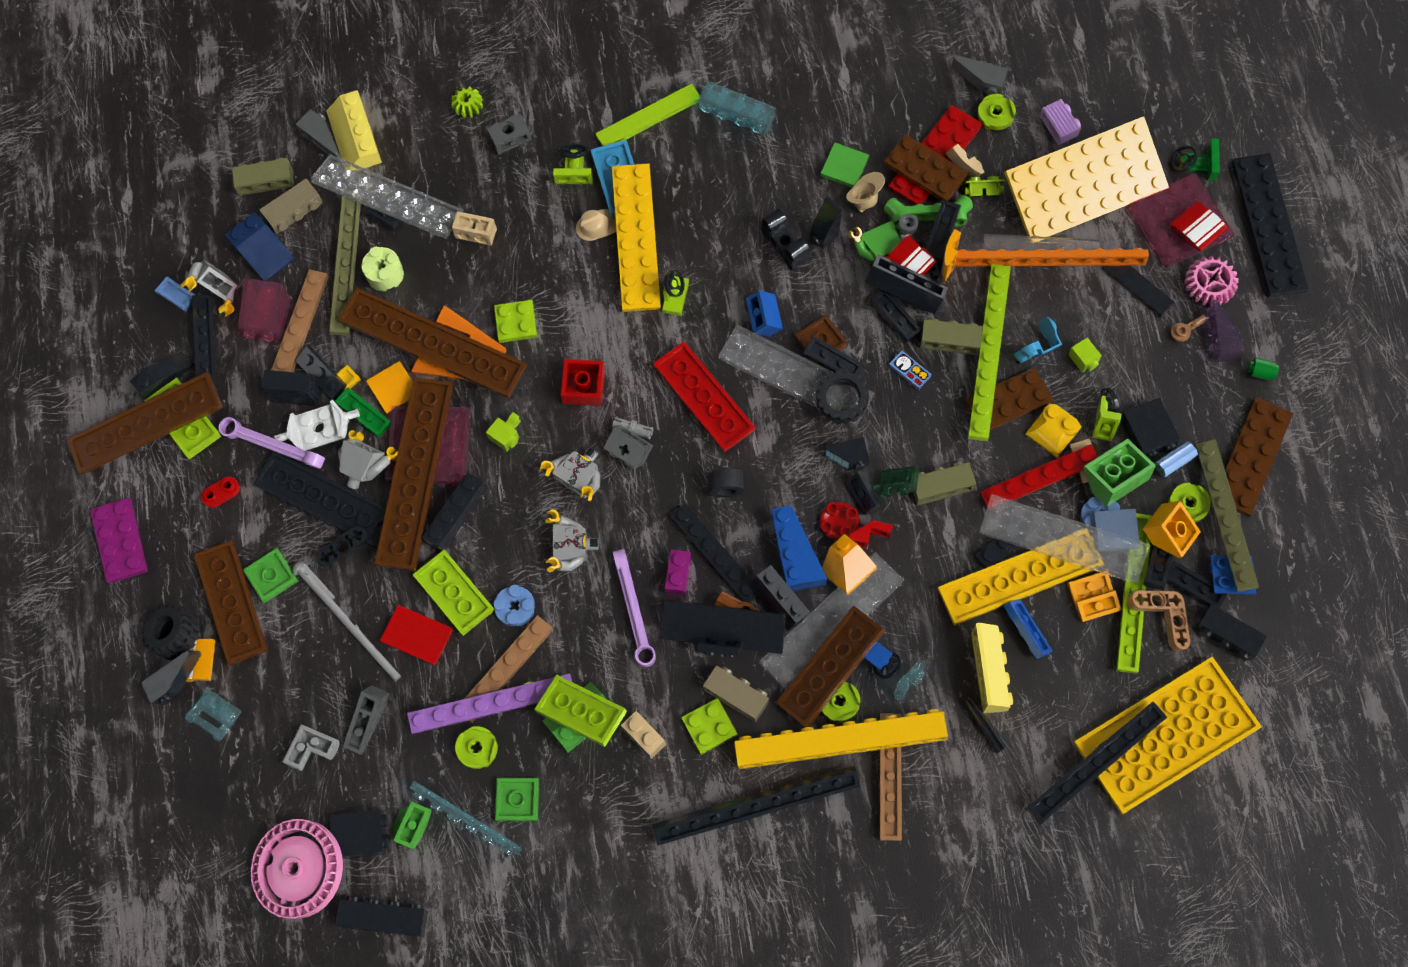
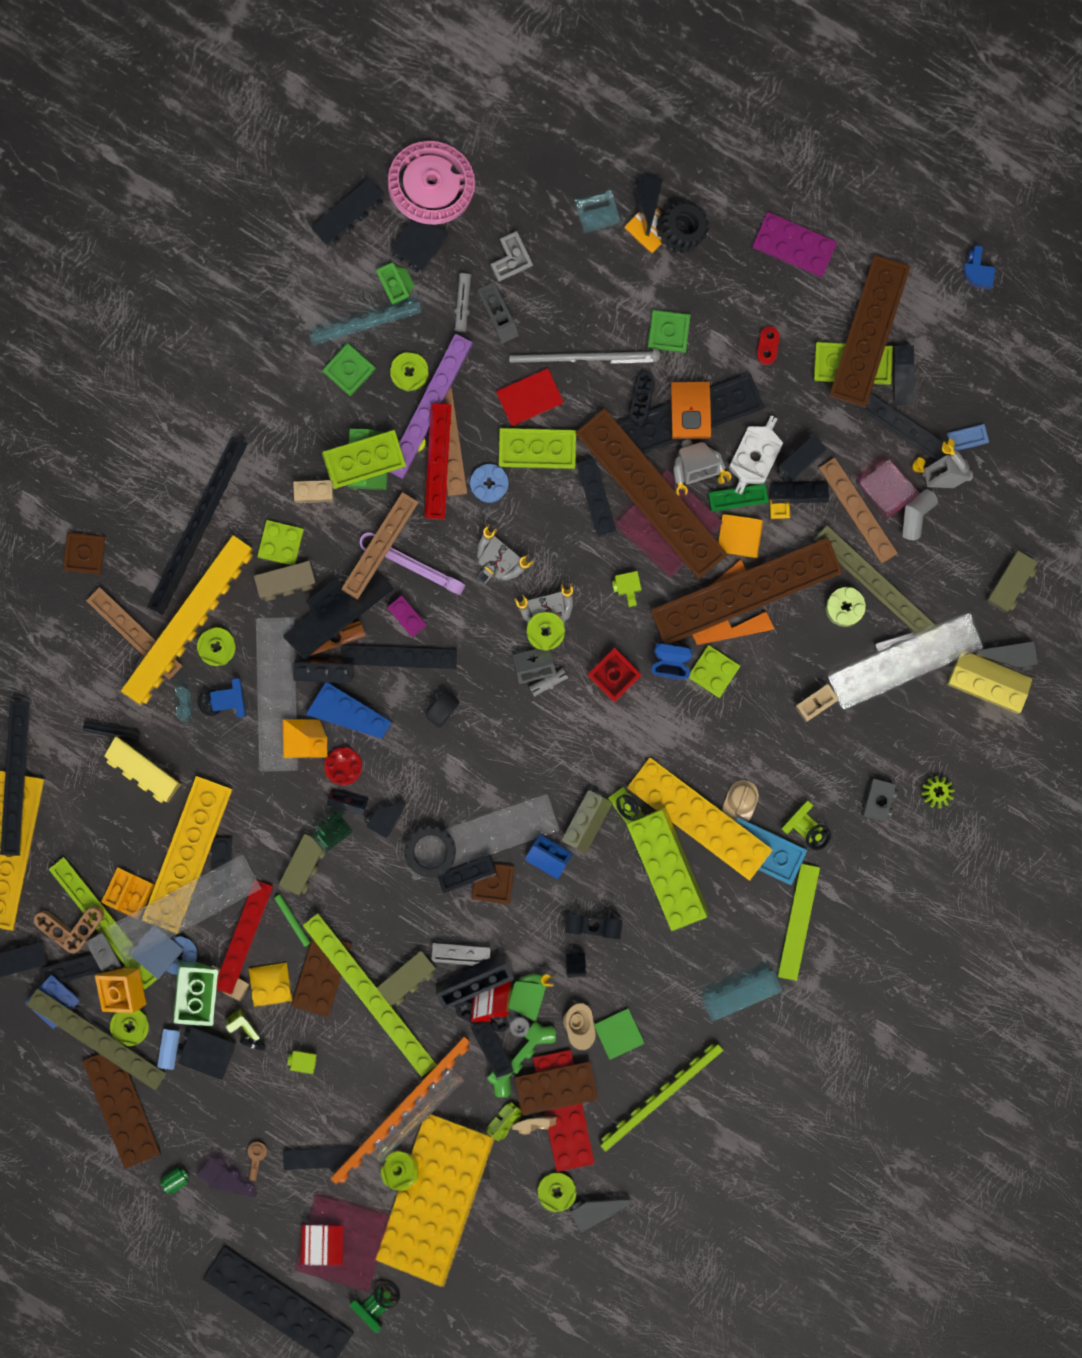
camera: 130 degrees right, 15 degrees up
(34, 389) = (976, 274): none -> blue brick
(231, 602) = (672, 287): reddish brown plate -> none
(259, 247) = (950, 531): dark blue slope -> none
(267, 273) = (914, 514): none -> light grey brick
(270, 443) = (733, 427): lavender piece -> none
(291, 206) = (964, 582): dark tan brick -> none
(320, 499) = (690, 410): none -> orange slope
(389, 749) = (464, 280): none -> light grey pin
(530, 657) = (437, 461): none -> red plate
(535, 348) = (672, 662): none -> blue piece
(586, 447) = (545, 620): none -> lime plate
(640, 640) = (379, 546): none -> medium nougat plate
(693, 223) = (668, 869): none -> lime brick
(704, 396) = (525, 755): red plate -> none
(712, 309) = (587, 821): none -> olive brick
(830, 666) = (242, 659): reddish brown plate -> none
(858, 99) = (654, 1101): none -> lime plate
(862, 535) = (316, 771): red slope -> none
(864, 880) = (84, 553): none -> reddish brown tile
(910, 370) = (410, 925): tile -> none
(950, 255) = (464, 1031): light orange slope -> none
(990, 456) = (292, 920): none -> bright green bar
(1028, 629) = (146, 823): blue plate -> none
(1049, 332) = (341, 1022): dark azure piece -> none
(1060, 121) = (503, 1232): lavender brick -> none
(1102, 218) = (409, 1171): none -> lime plate
(1203, 272) = (272, 1204): bright pink gear -> none

